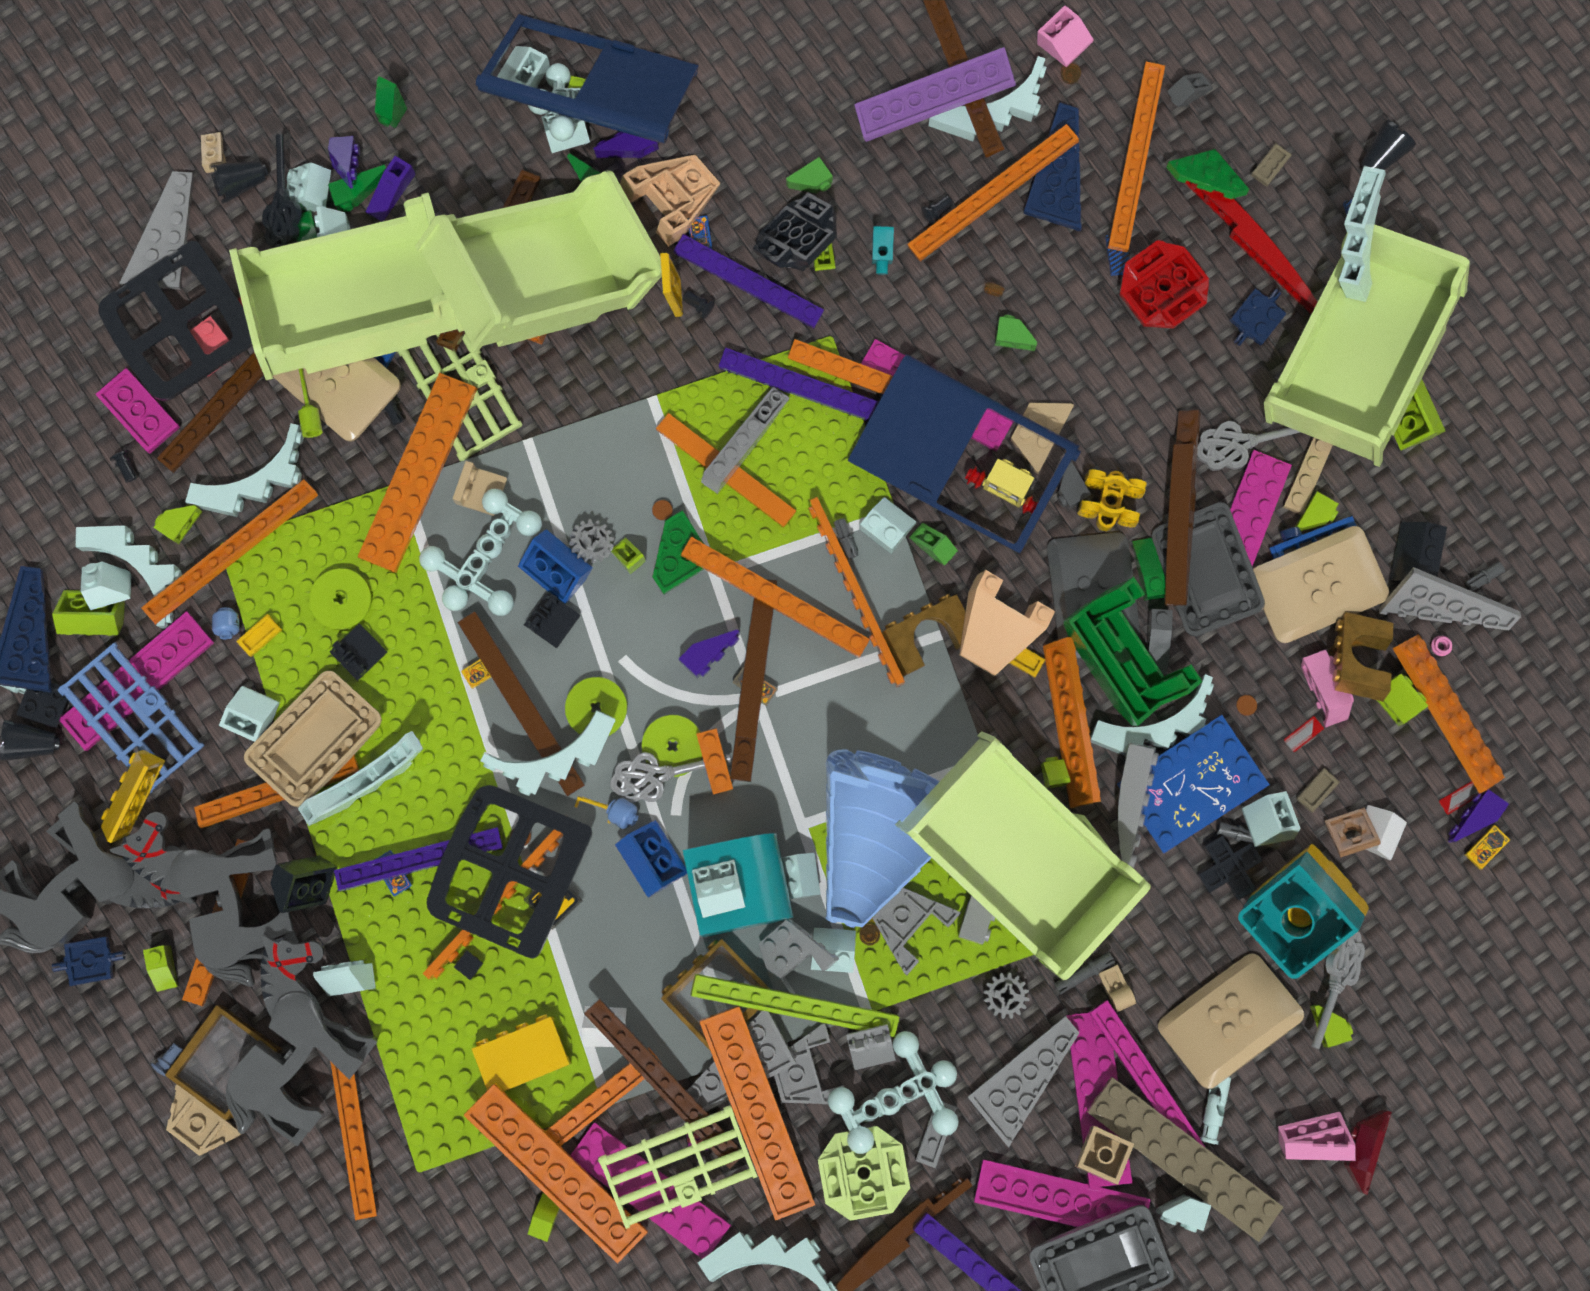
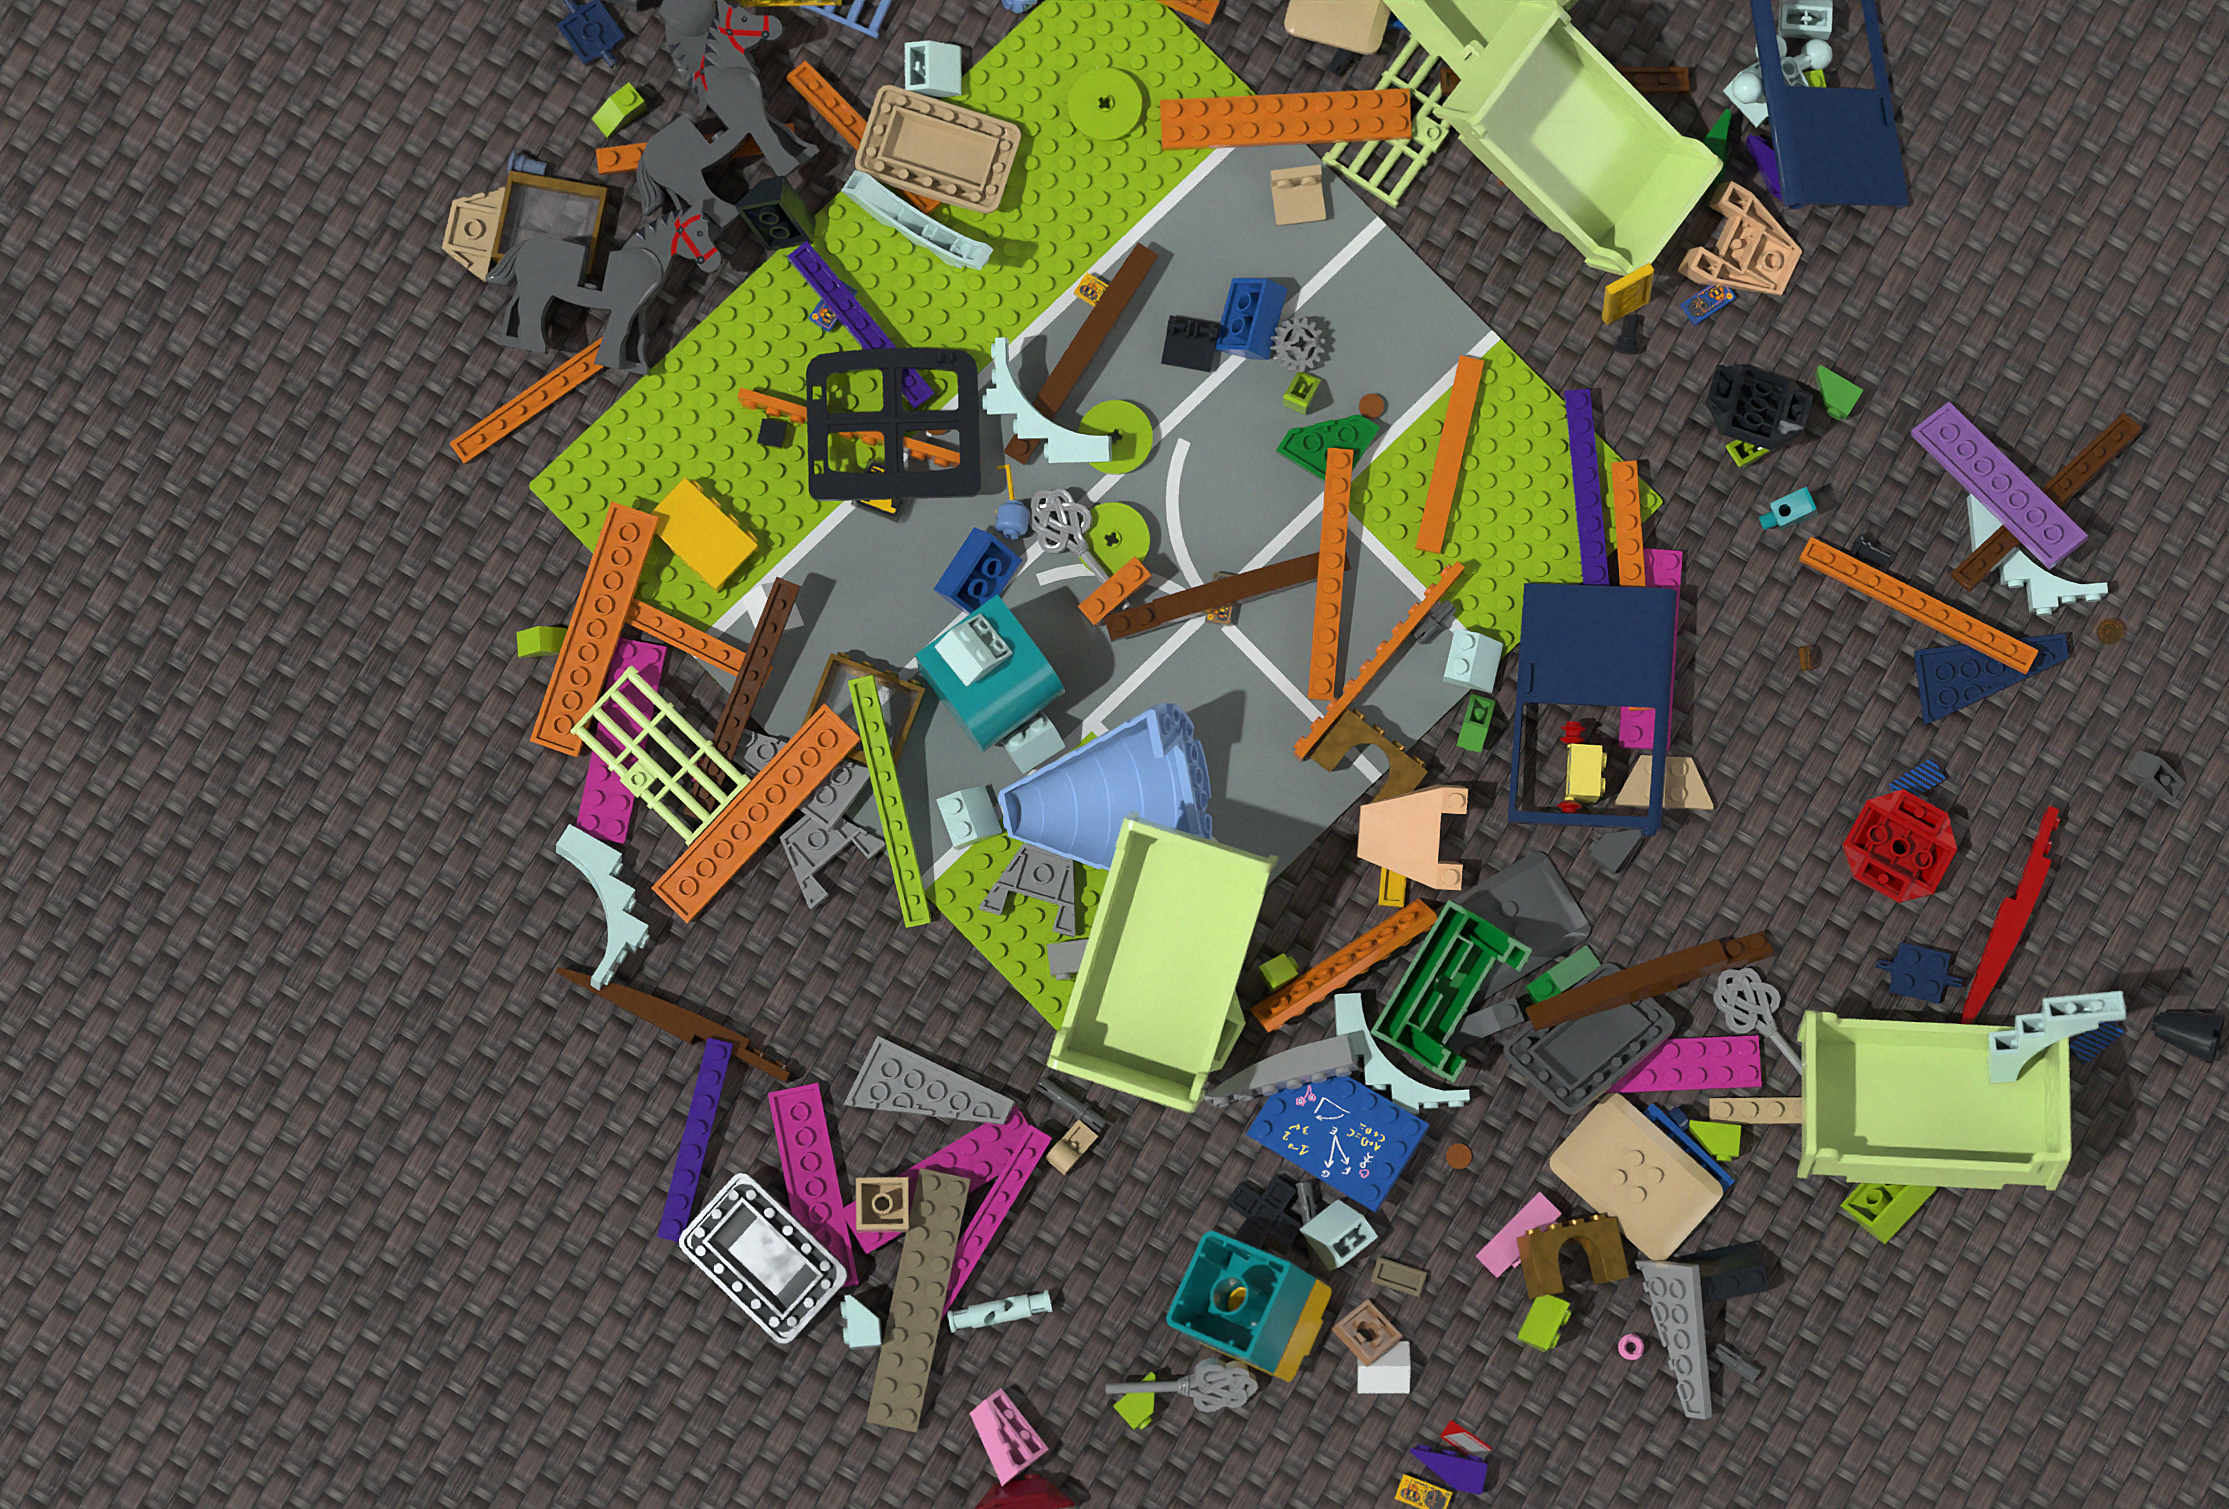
camera: 65 degrees right, 0 degrees up
(259, 635) = (1023, 37): yellow tile -> none
(346, 978) = (698, 309): light aqua slope -> none
(358, 652) = (1055, 151): black hinge -> none
(455, 596) = (1196, 182): light aqua piece -> none
(704, 653) = (1229, 525): dark purple slope -> none
(744, 440) = (1491, 458): light grey slope -> none
(748, 281) = (1681, 379): dark purple plate -> none
(787, 949) = (947, 765): light grey wing -> none
(867, 1196) = (738, 930): yellowish green piece -> none
(869, 934) = (1004, 849): clear orange tile -> none
(870, 1047) = (883, 906): light grey hinge -> none
(932, 1143) = (822, 1020): light grey tile -> none
(942, 1074) = (889, 996): light aqua piece -> none
(1014, 334) = (1762, 702): bright green slope -> none
(1014, 997) = (1019, 1025): light grey gear -> none
(1064, 36) = (2146, 603): bright pink slope -> none
(1131, 488) = (1605, 895): yellow piece -> none
(1136, 157) = (2043, 749): orange plate -> none
(1209, 173) = (2060, 839): green plate -> none
(1230, 1020) = (1093, 1287): tan wedge -> none
(1271, 165) = (2110, 909): dark tan plate -> none
(1303, 734) = (1456, 1235): sticker -> none
(1449, 713) = (1554, 1384): orange plate -> none

